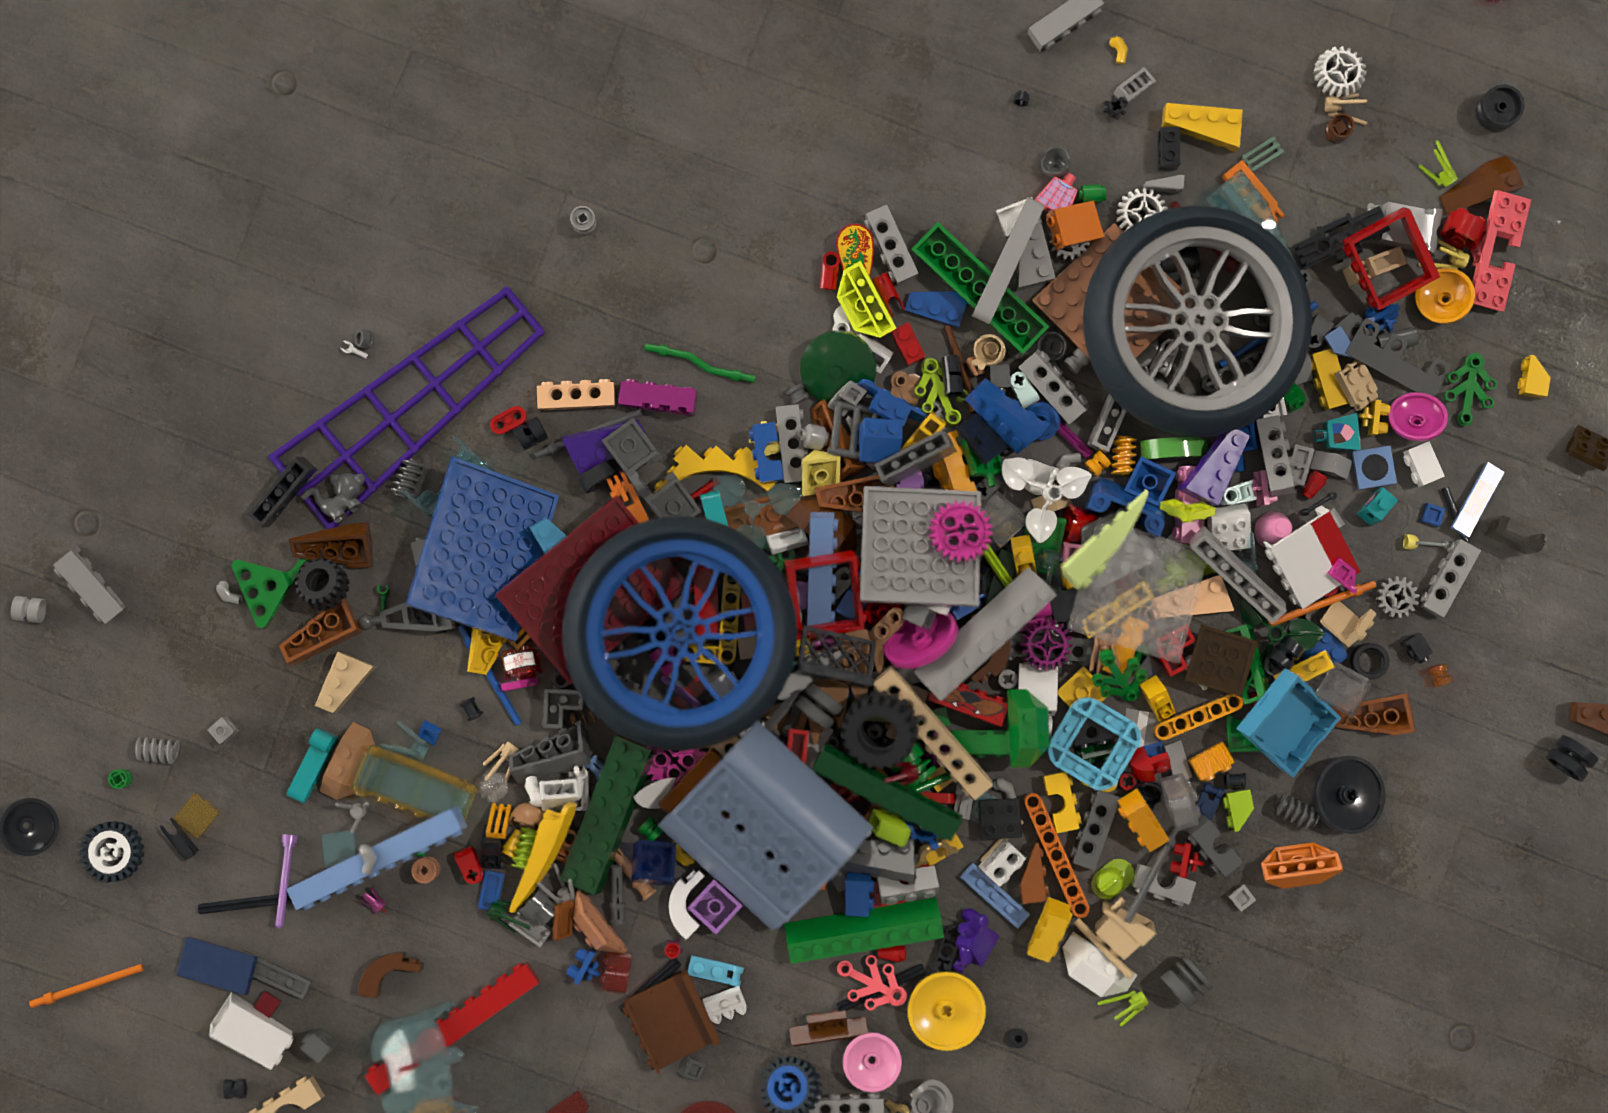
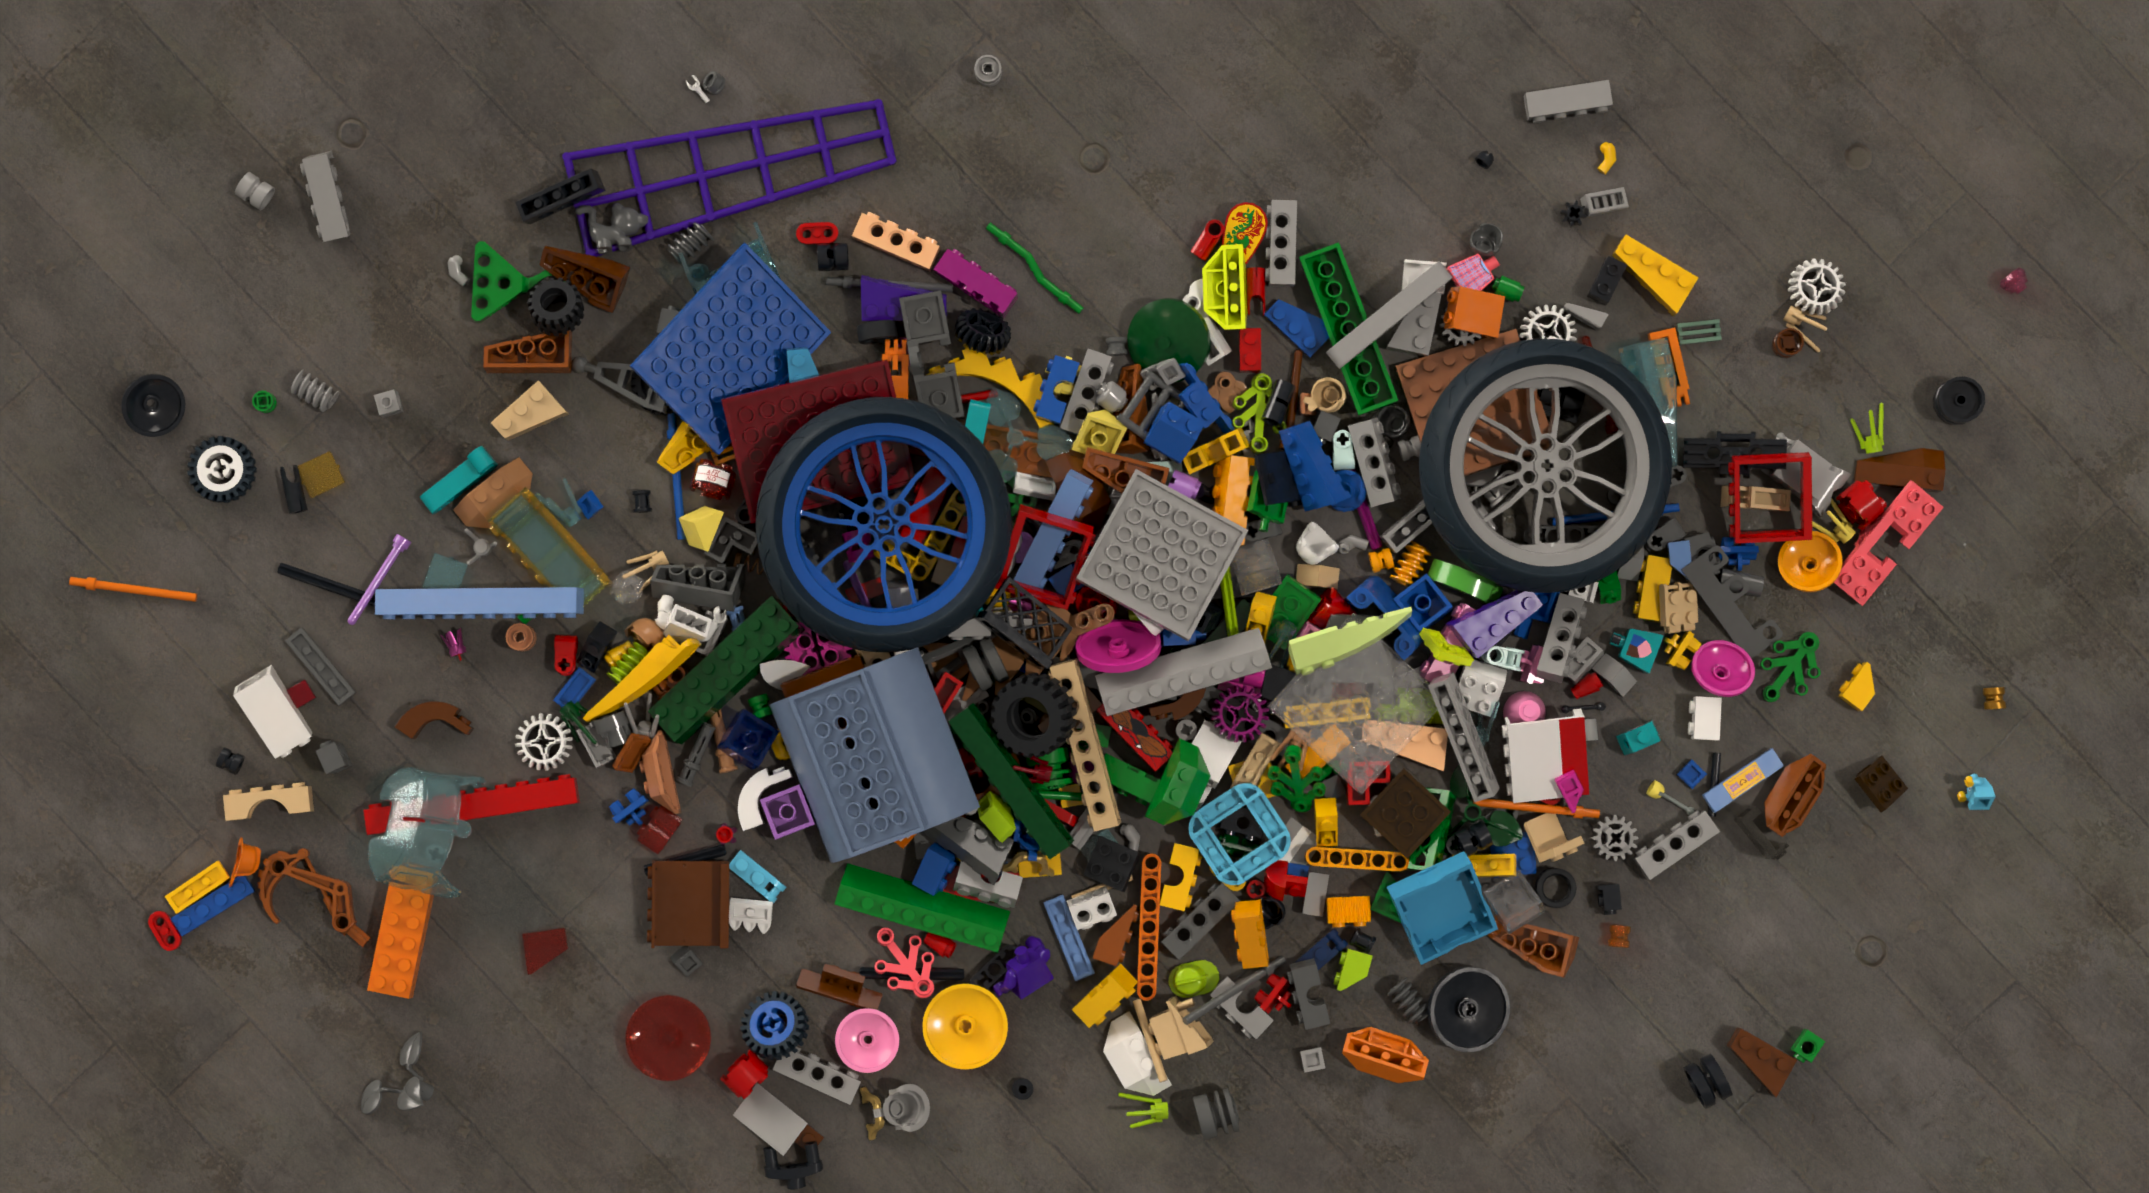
camera: 30 degrees right, 0 degrees up
(217, 965) = (271, 631): dark blue piece -> none
(369, 857) = (473, 597): light grey arm -> none
(383, 596) = (609, 347): green hand -> none
(482, 938) = (544, 751): none -> white gear
(500, 809) = (622, 614): light orange tile -> none
(520, 684) = (702, 500): dark pink tile -> none
(530, 706) = (701, 526): none -> light yellow slope
(683, 434) = (982, 331): none -> black gear
(915, 458) = (1199, 465): dark grey brick -> none
(919, 615) = (1128, 623): dark grey brick -> none
(964, 548) = (1203, 578): dark pink gear -> none
(1071, 483) = (1345, 563): white plant -> none
(1078, 676) = (1256, 760): none -> tan tile
(1180, 801) = (1297, 933): clear brick -> none
(1374, 467) = (1655, 698): medium blue tile -> none
(1525, 490) = (1794, 794): none -> dark orange wedge

